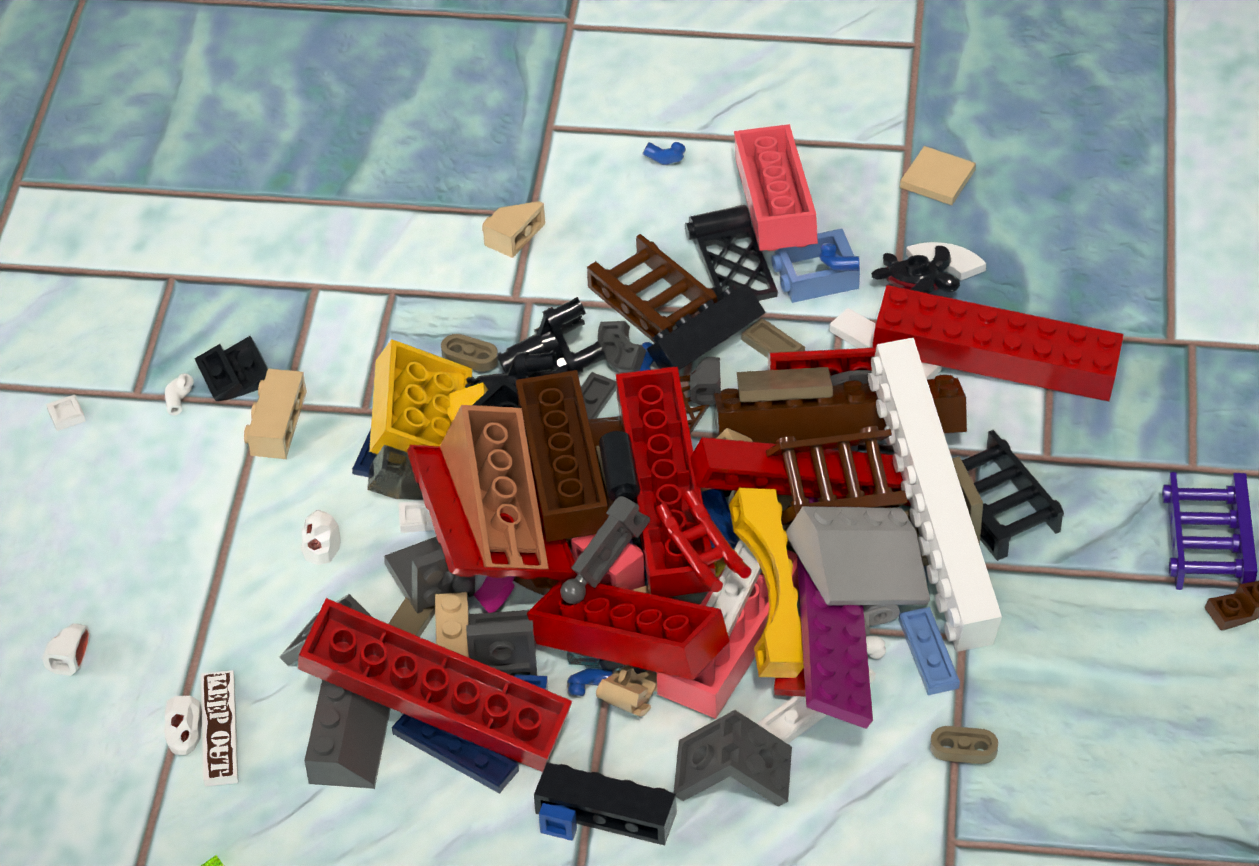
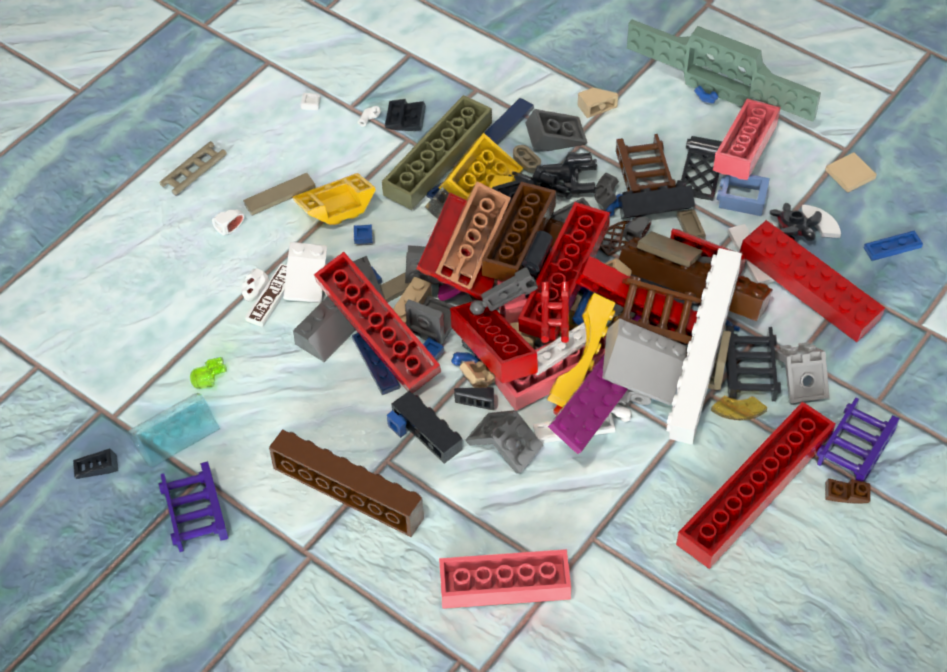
camera: 30 degrees right, 5 degrees up
(118, 572) = (279, 193): none -> dark tan tile
(223, 535) = (337, 199): none -> yellow slope
(253, 667) = (302, 263): none -> white slope
(275, 413) = (403, 144): tan brick -> none
(299, 571) = (363, 234): none -> blue plate
(320, 538) = (383, 221): white rock -> none
(330, 401) = (437, 152): none -> olive brick
(400, 308) = (509, 120): none -> dark blue tile
(482, 295) = (554, 130): none -> dark grey slope
(647, 726) = (475, 397): none -> black slope
(674, 78) = (727, 55): none -> sand green piece
(835, 261) = (751, 195): blue arm -> none
(929, 651) = (653, 431): medium blue tile -> none
(964, 744) = (635, 490): dark tan plate -> none
(1024, 564) = (739, 409): none -> clear yellow tile
(1064, 250) = (893, 245): none -> blue tile
(1070, 458) = (800, 362): none -> light grey bracket
(1124, 656) = (755, 485): none -> red brick

